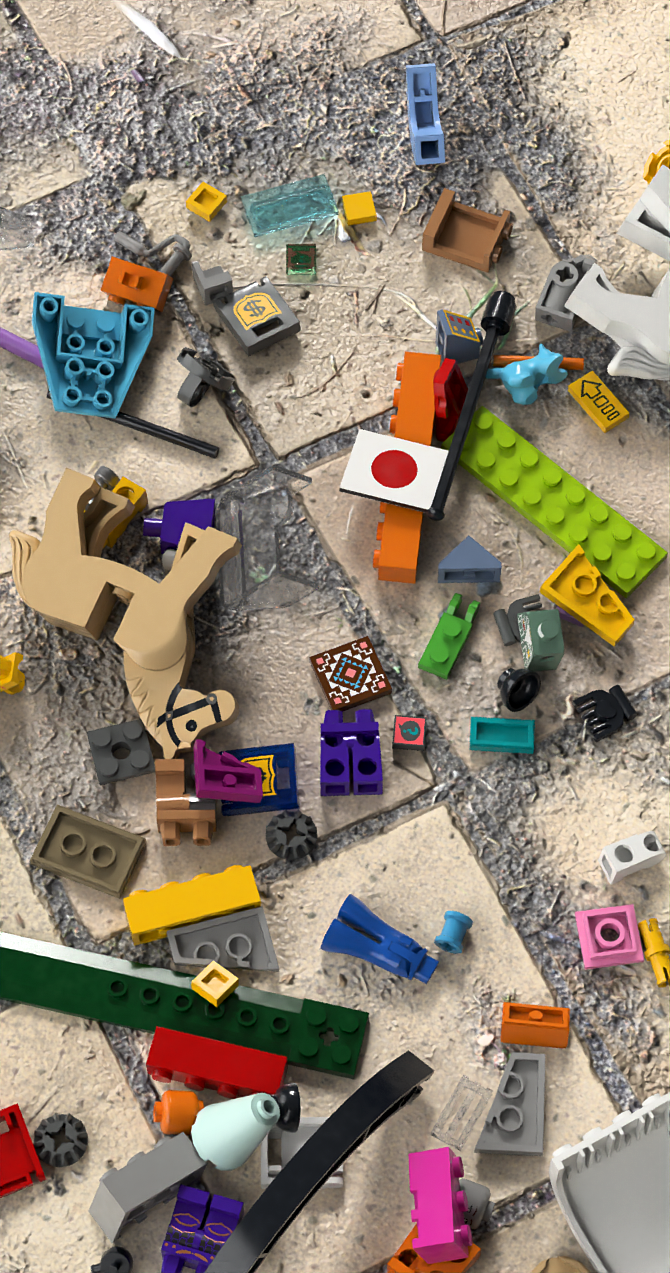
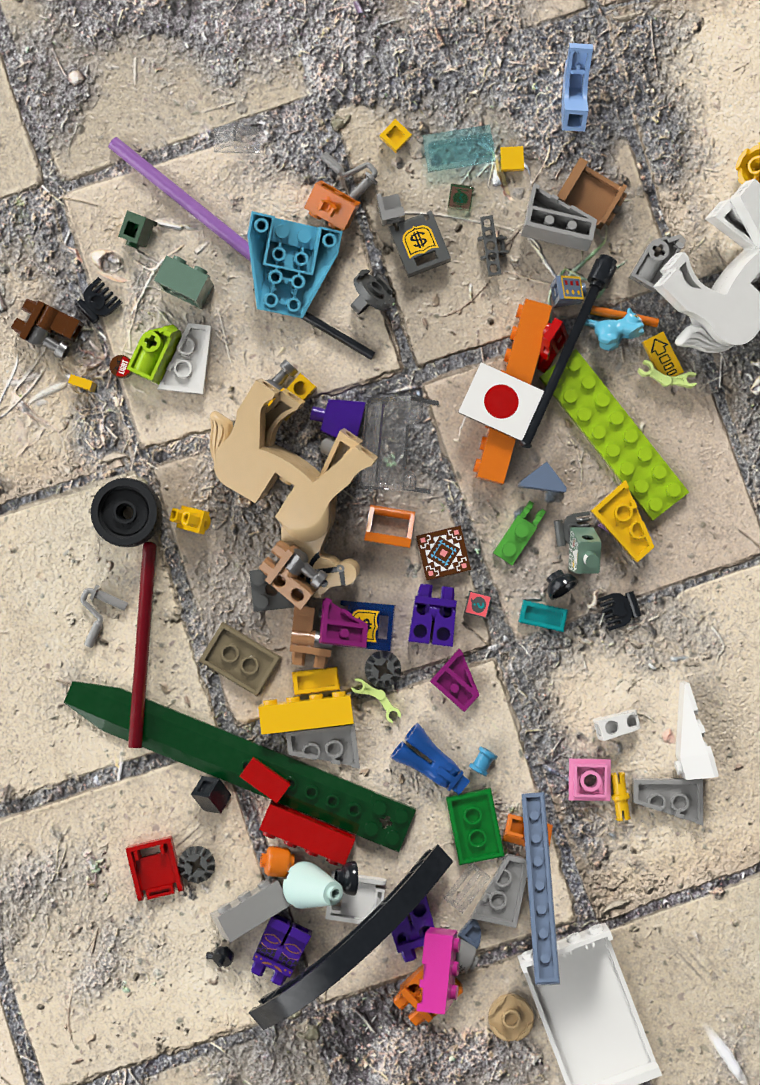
camera: 10 degrees right, 25 degrees up
(70, 1035) = (211, 794): none -> black panel
(138, 712) = (286, 574): none -> medium nougat hips
(145, 996) = (265, 780): none -> red tile
(204, 859) = (315, 680): none -> yellow tile
(215, 983) = (313, 776): yellow tile -> none
(271, 664) = (389, 539): none -> orange tile
(290, 868) = (379, 694): none -> yellowish green piece
(353, 298) = (492, 238): none -> dark grey piece
(384, 1185) = (412, 933): none -> dark purple hips
(396, 834) = (456, 681): none -> magenta wing
(429, 264) = (557, 222): none -> light grey wedge
(458, 1026) = (475, 826): none -> green tile
(481, 1173) = (471, 933): none -> sand blue tile
(563, 1069) = (540, 890): none -> sand blue tile
(609, 424) = (666, 380): none -> yellowish green piece

